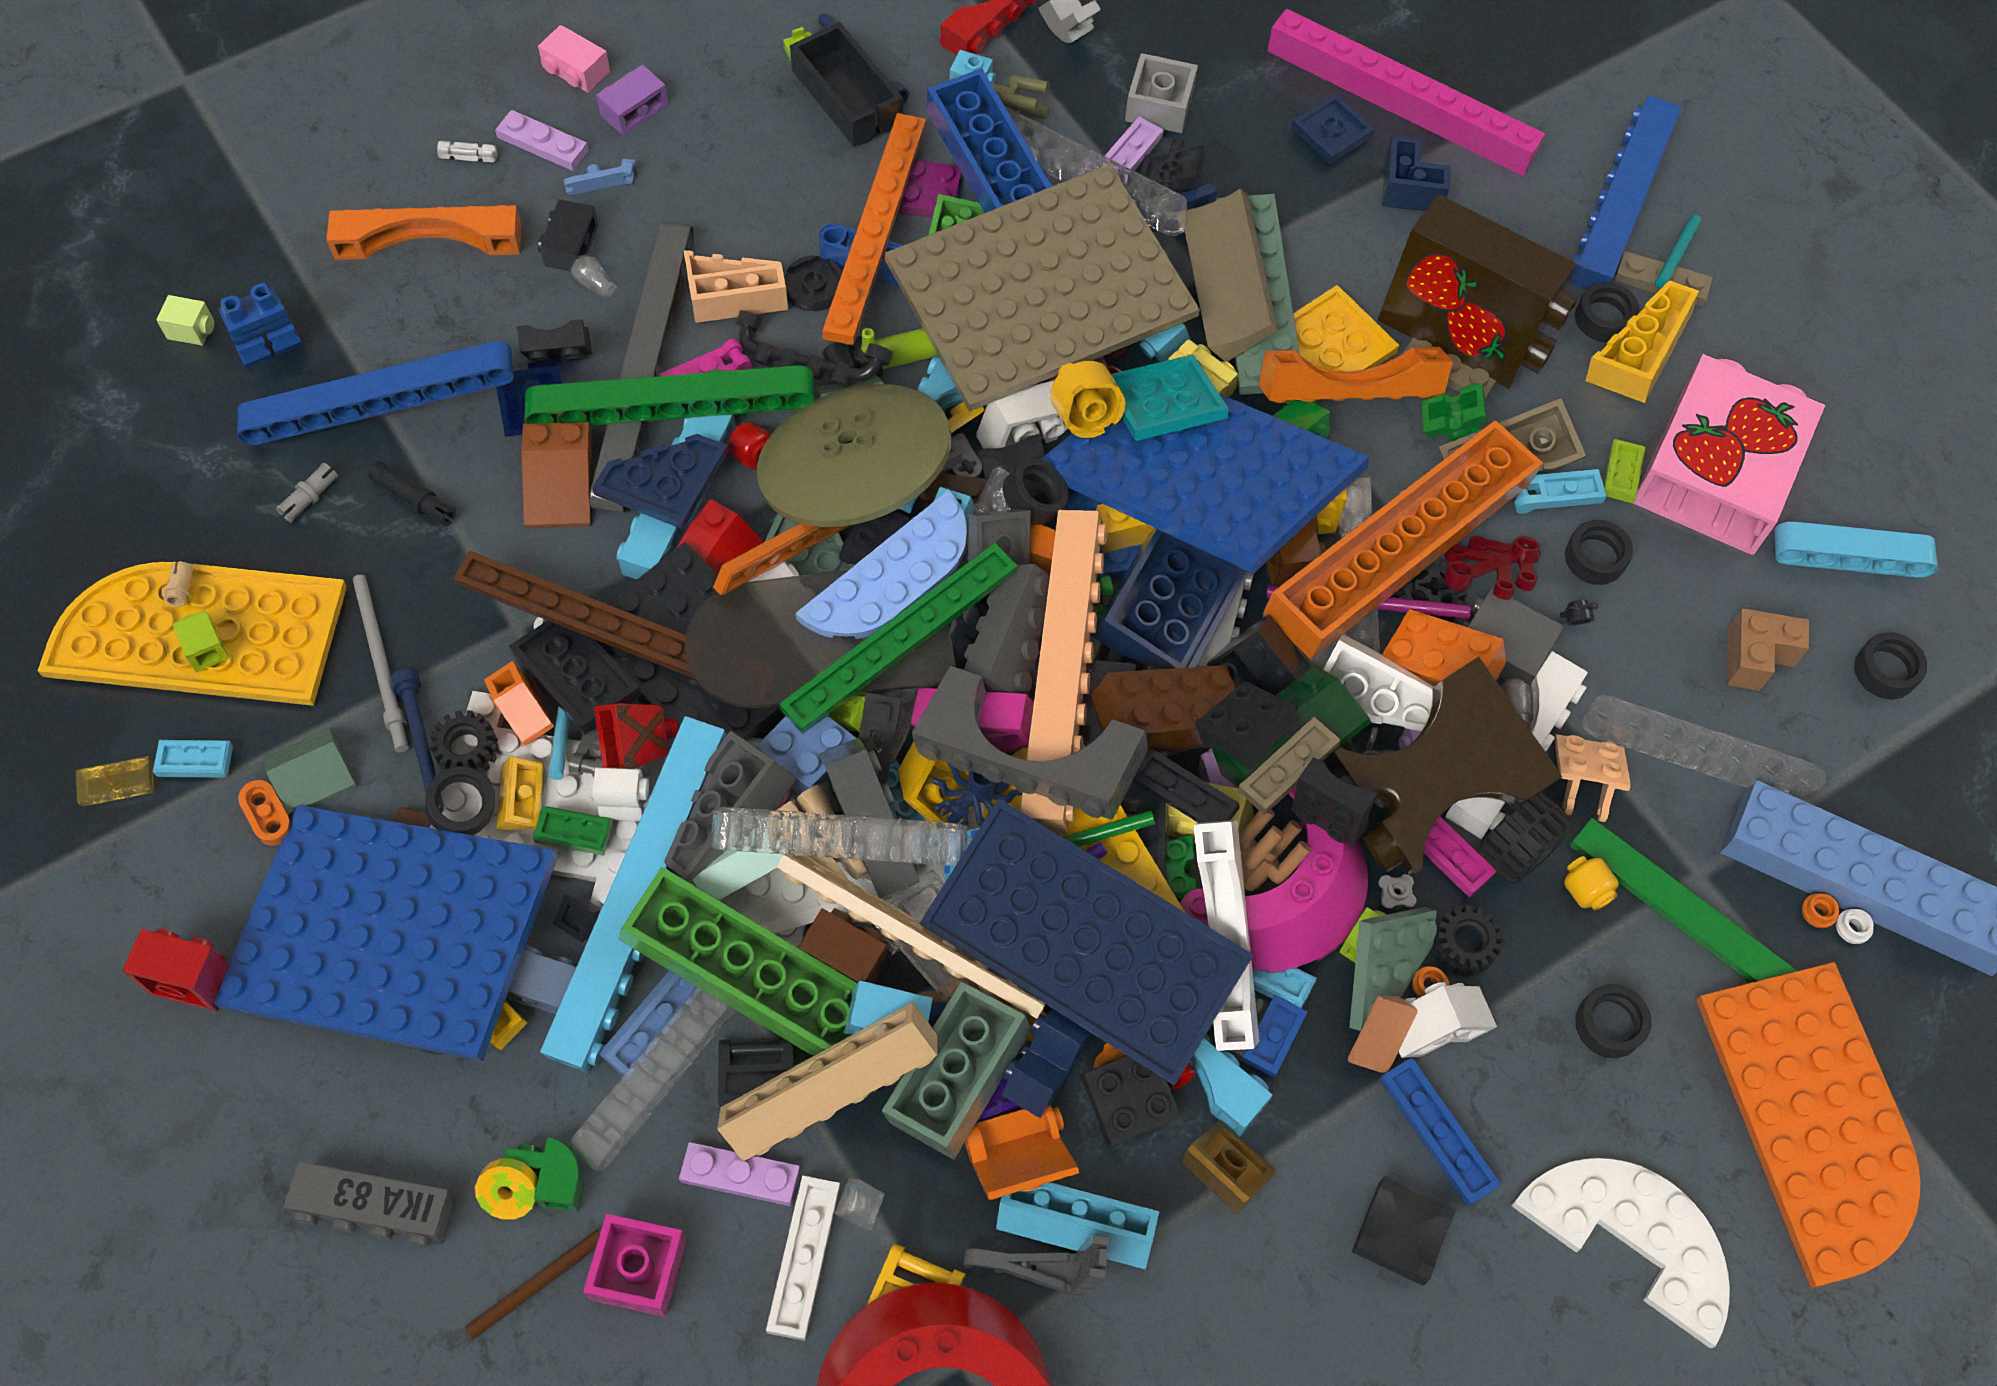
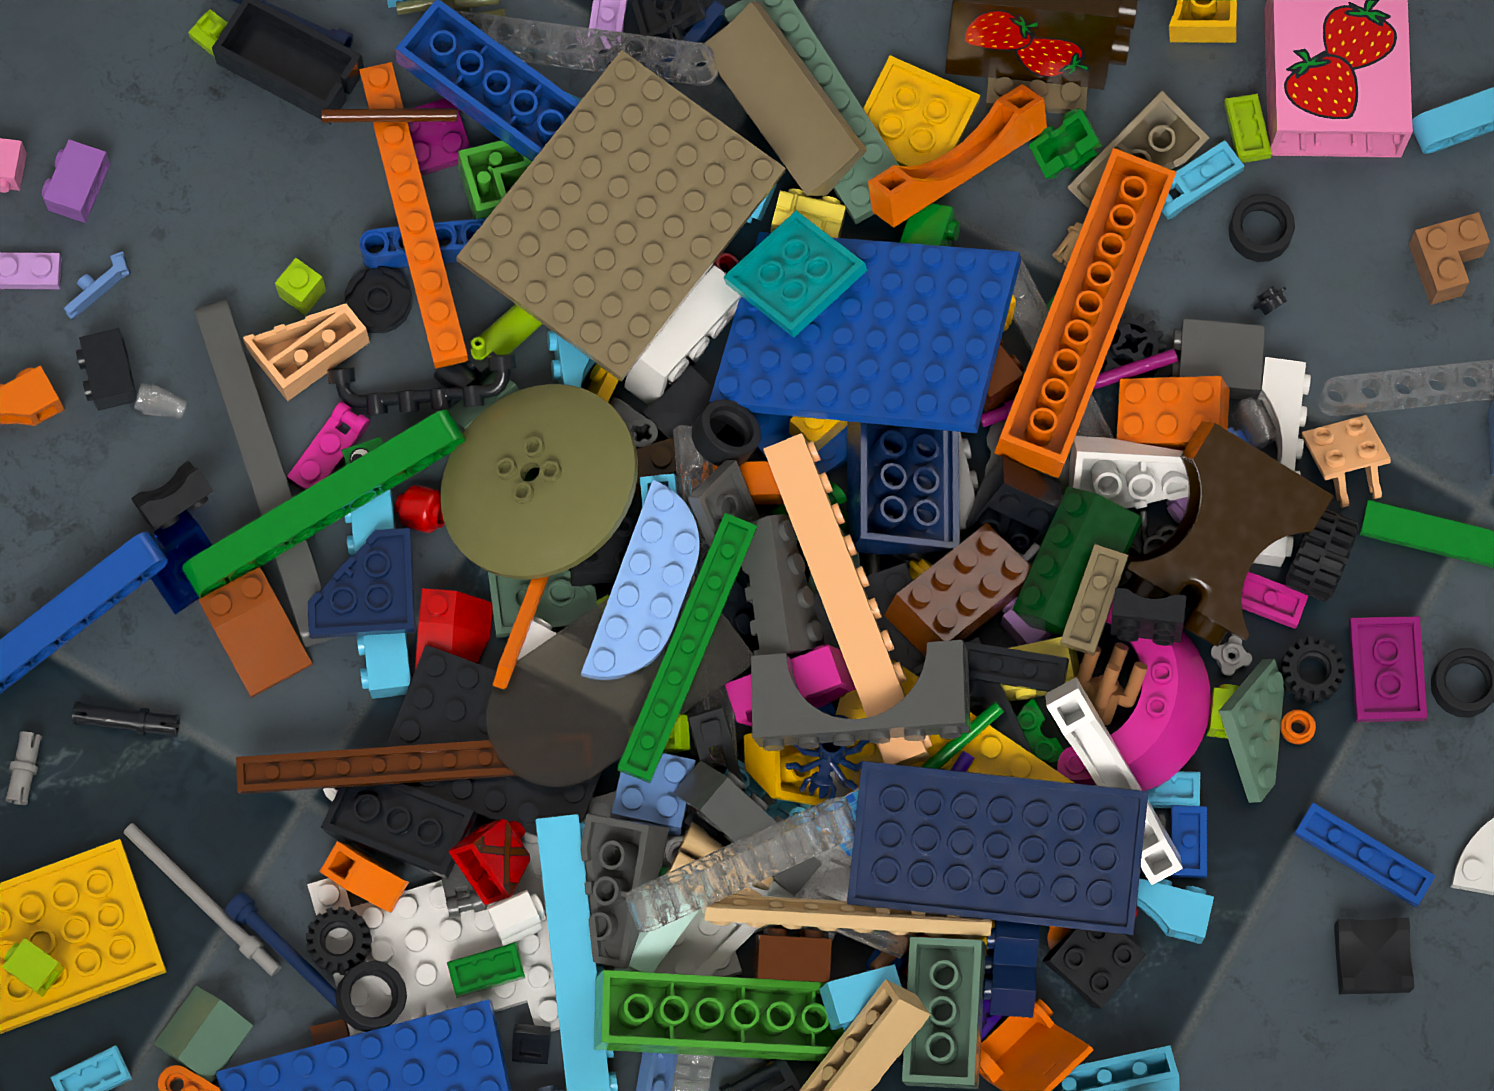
camera: 25 degrees left, 10 degrees up
(519, 794) = (415, 961): yellow slope -> none
(559, 745) = (424, 897): medium azure bar -> none
(756, 240) = (300, 286): none -> lime brick
(899, 147) = (390, 115): none -> reddish brown bar
(1087, 398) = (727, 316): yellow brick -> none
(1228, 1166) = (1205, 974): pearl gold slope -> none
(1247, 723) = (1040, 580): black brick -> none
(1383, 1033) = (1280, 795): nougat slope -> none
(1446, 1016) = (1323, 755): white brick -> none
(1522, 551) = (1191, 261): dark red plant -> none
(1541, 973) = (1387, 669): none -> magenta plate
(1591, 883) = (1394, 564): yellow head -> none

